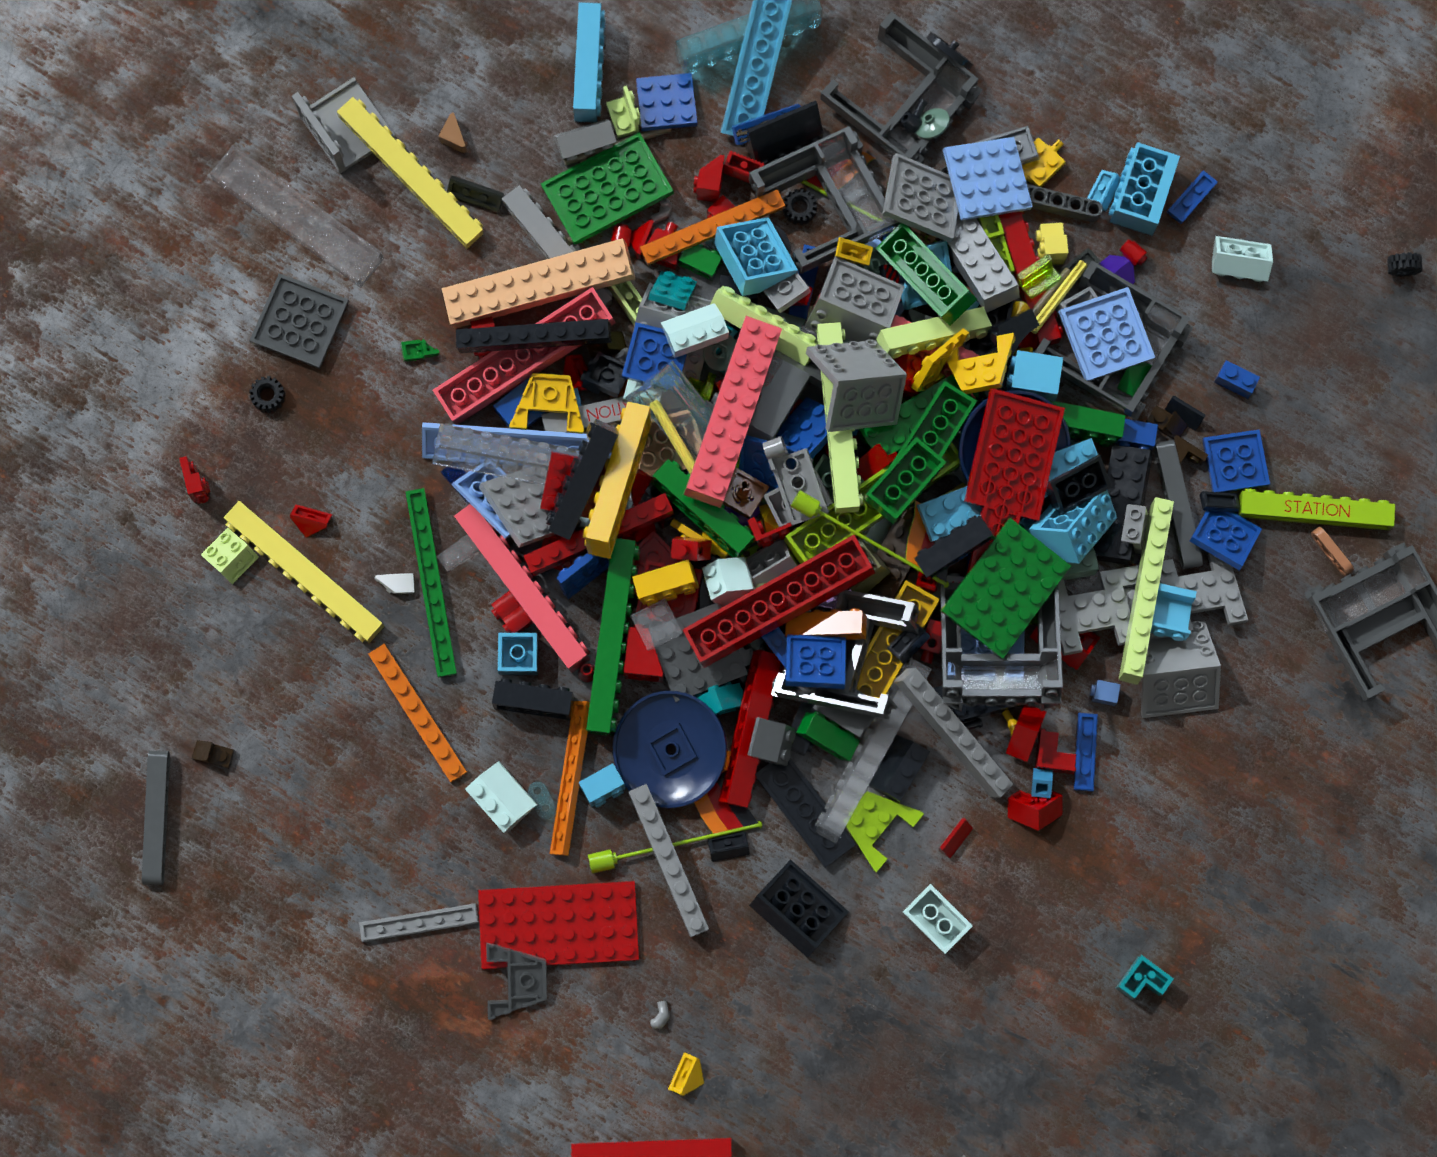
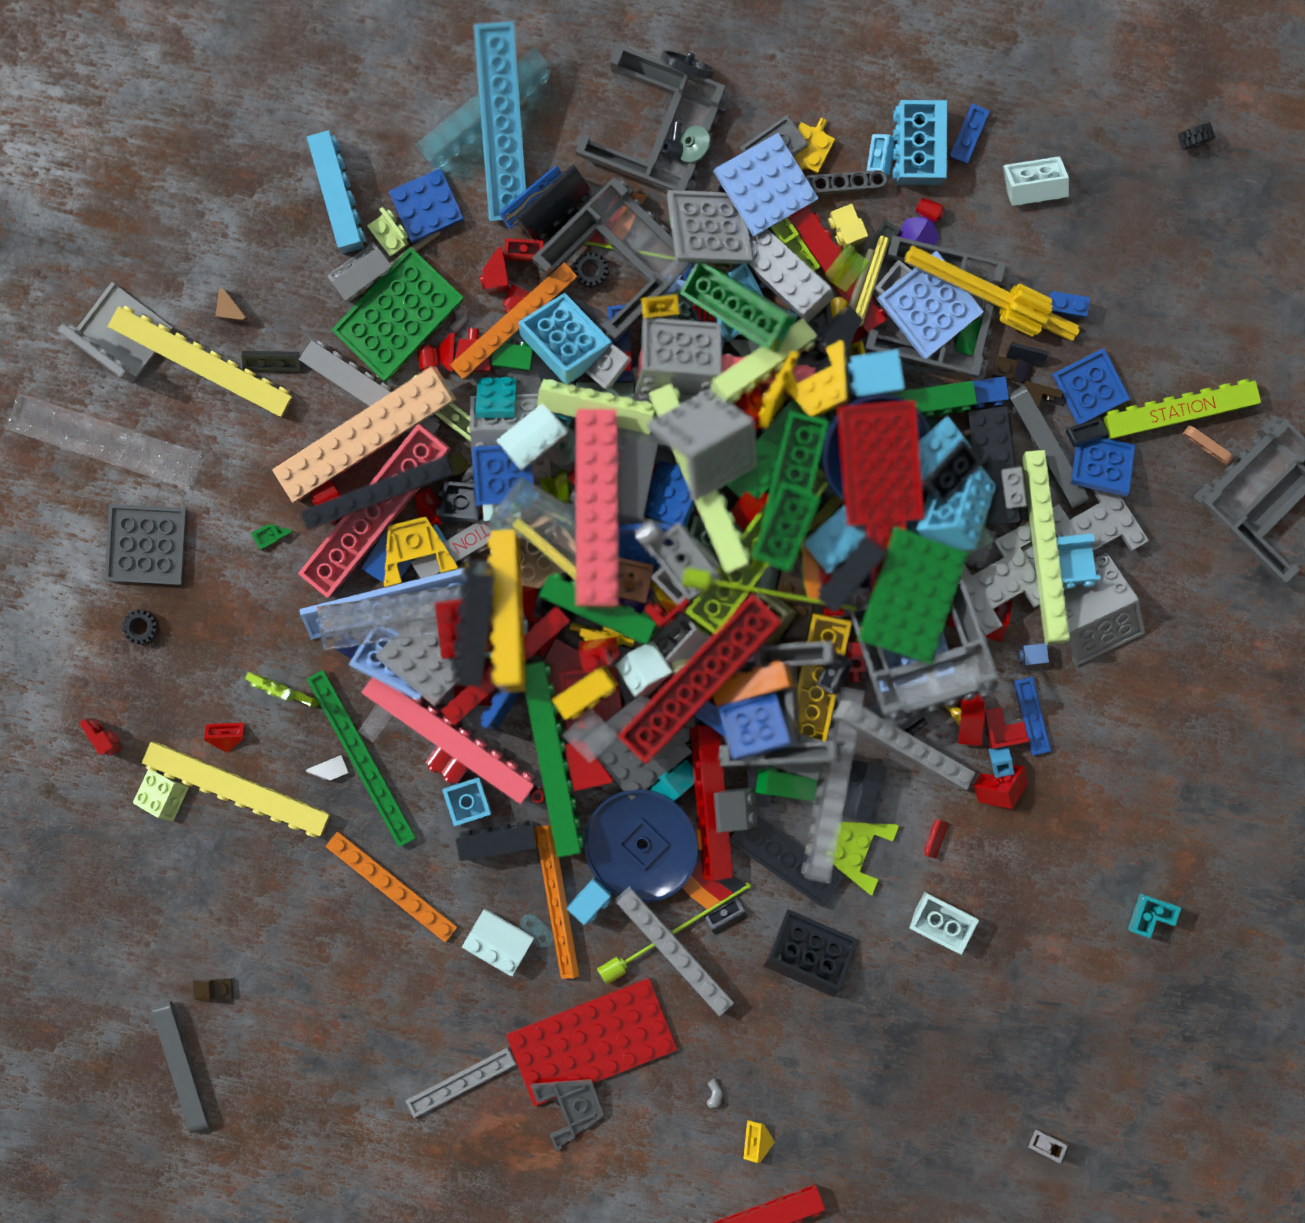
camera: 15 degrees left, 10 degrees up
(378, 491) = (277, 689): none -> lime wing
(1191, 366) = (1019, 308): none -> yellow axle

